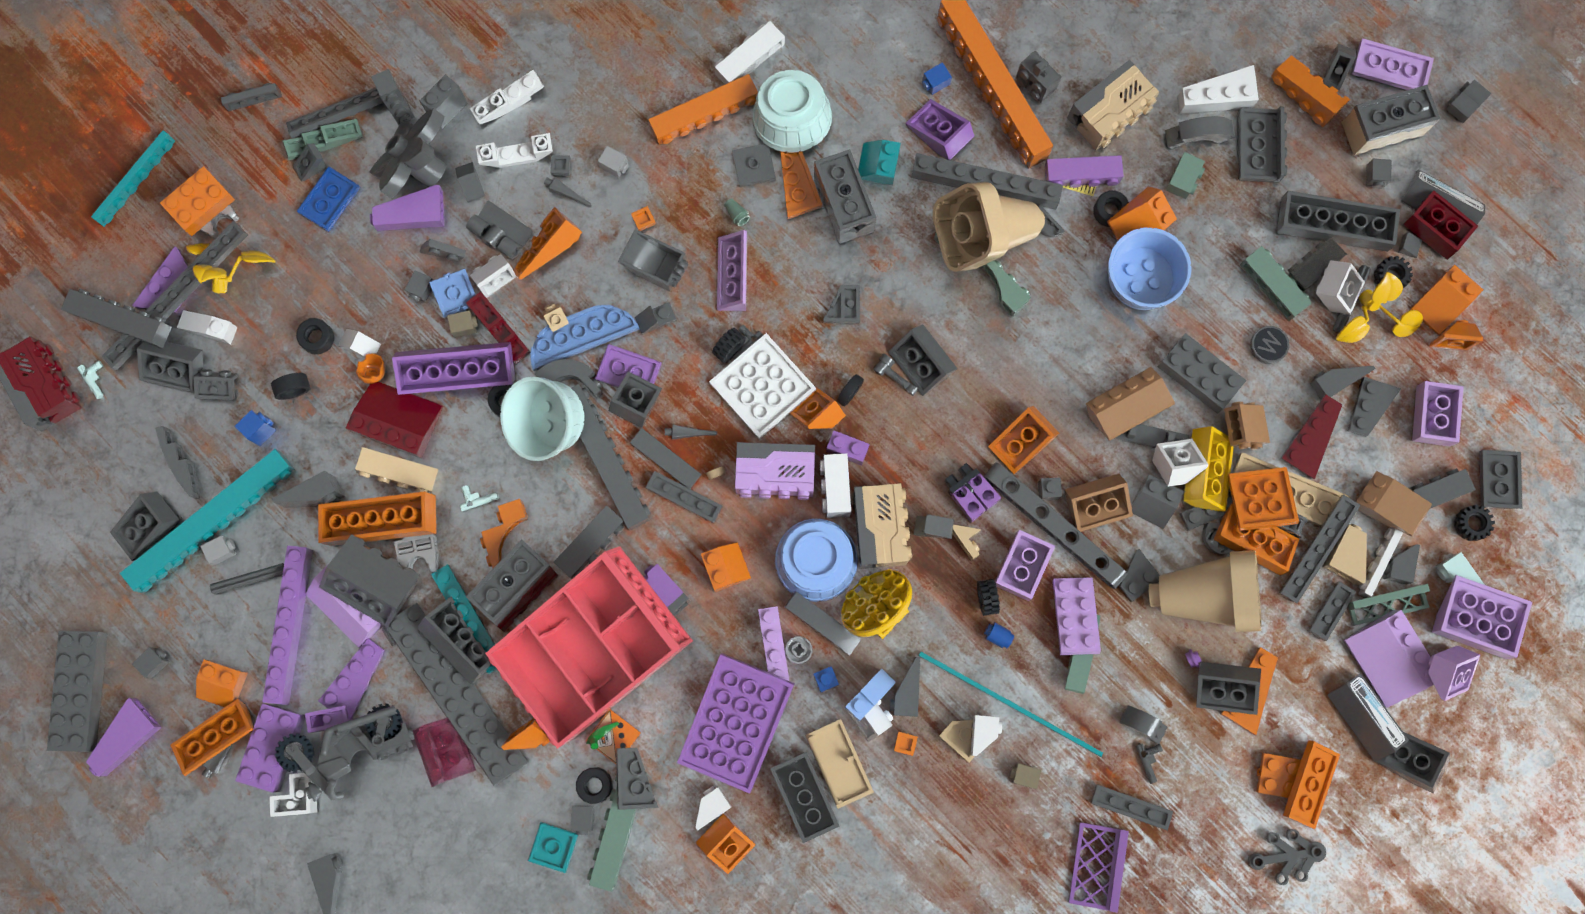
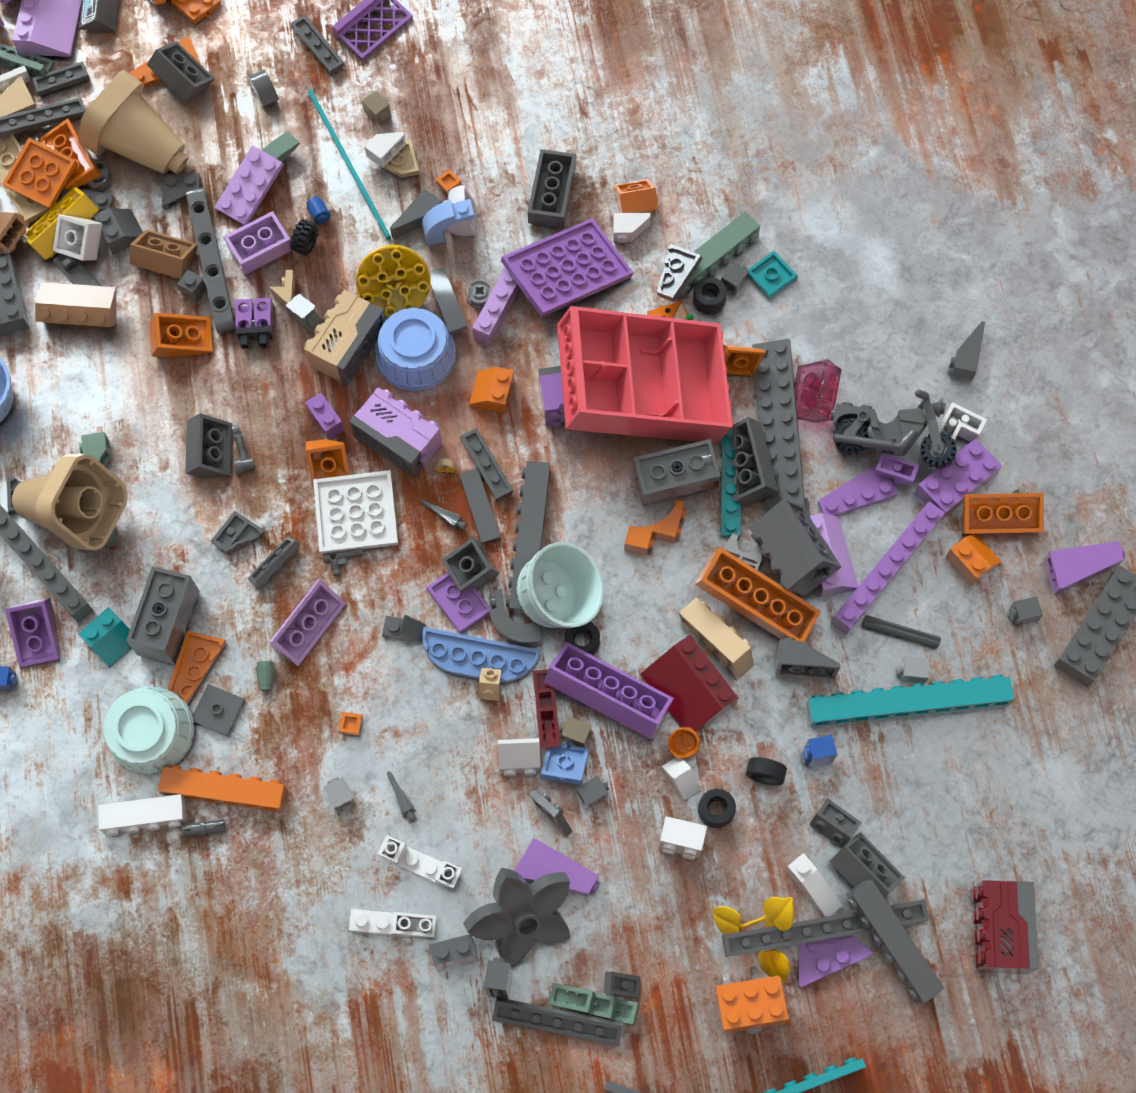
camera: 145 degrees left, 10 degrees down
(91, 377) = (949, 908): light aqua hose -> none
(144, 524) = (970, 734): dark grey slope -> none
(180, 467) = (910, 766): dark grey slope -> none
(325, 292) = (682, 838): none -> white brick
(328, 199) = (625, 939): blue tile -> none
(469, 182) = (481, 868): dark grey slope -> none
(475, 498) = (662, 575): light aqua hose -> none
(499, 230) = (485, 800): dark grey panel -> none
(555, 237) = (446, 757): orange wedge -> none
(560, 165) = (388, 824): dark grey plate -> none
(590, 542) = (589, 476): dark grey brick -> none
(654, 260) = (367, 673): dark grey piece -> none
(697, 75) = (203, 828): none -> dark grey pin
(728, 345) = (358, 558): black tyre -> none
(797, 302) = (274, 562): none -> dark grey plate
(826, 679) = (474, 259): blue brick -> none
(835, 485) = (356, 387): white brick -> none
(839, 763) = (508, 199): tan container -> none
(850, 390) = (286, 457): black tyre -> none
(1148, 759) = (279, 68): dark grey hose -> none
(1193, 658) = (188, 108): medium lavender plate -> none

